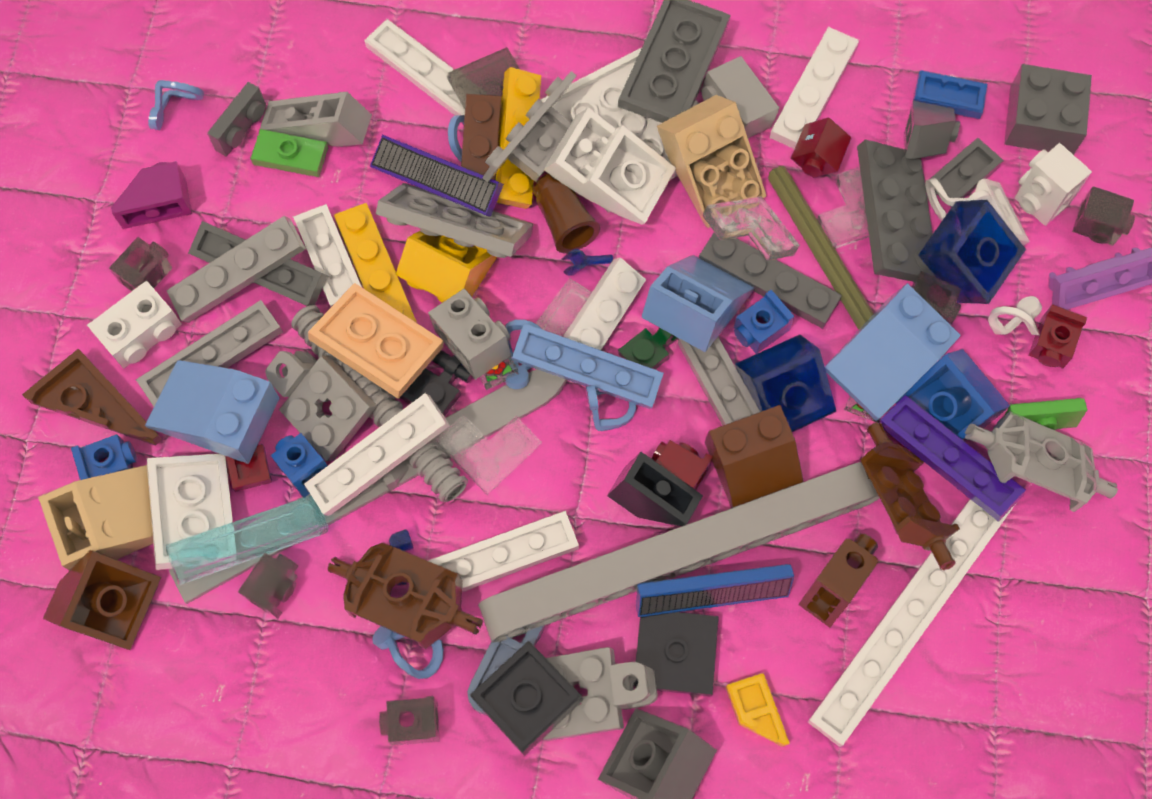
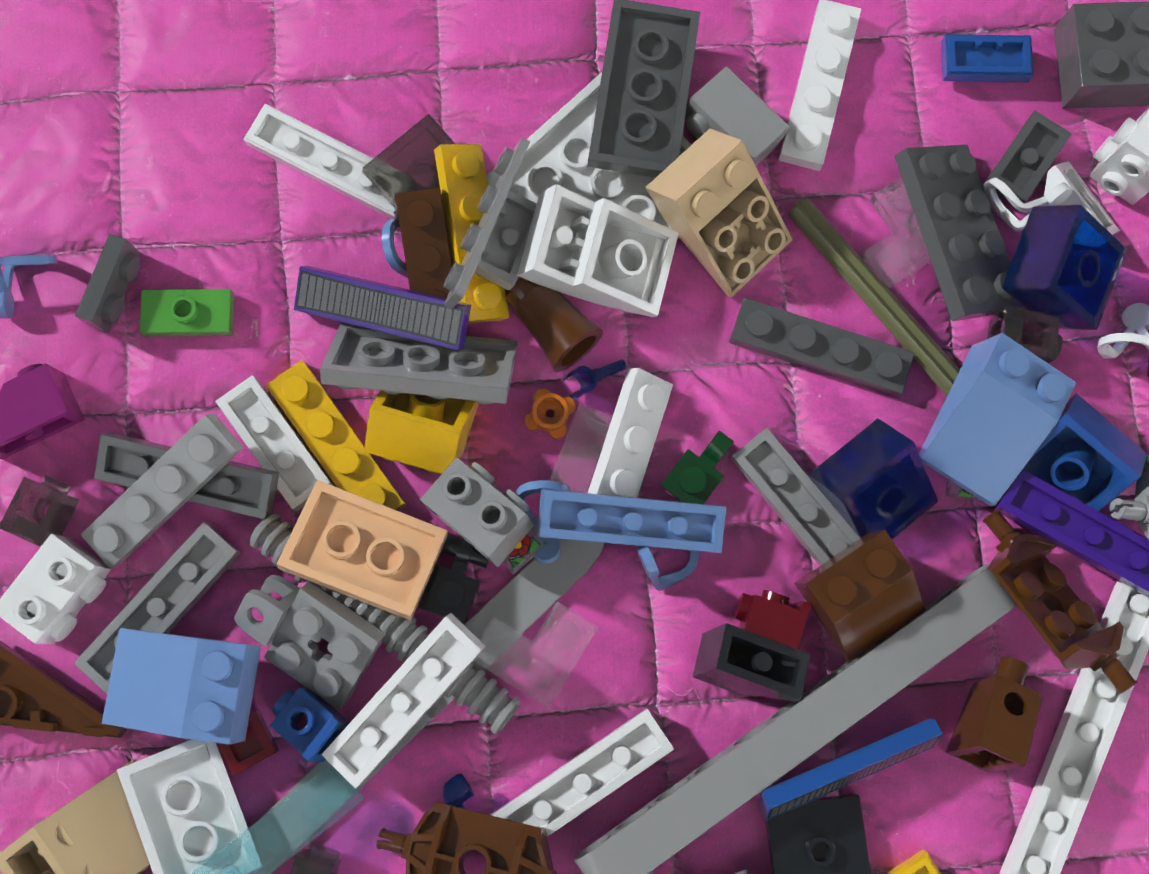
camera: 15 degrees left, 10 degrees up
(119, 454) = (46, 787): blue brick -> none
(325, 117) = (215, 260): light grey slope -> none
(545, 271) = (549, 401): none -> orange plate
(695, 301) = (747, 406): medium blue slope -> none
(753, 219) = (789, 279): clear plate -> none
(758, 335) = (839, 396): blue brick -> none
(821, 147) = (849, 166): dark red brick -> none
(929, 130) = (975, 115): dark grey slope -> none

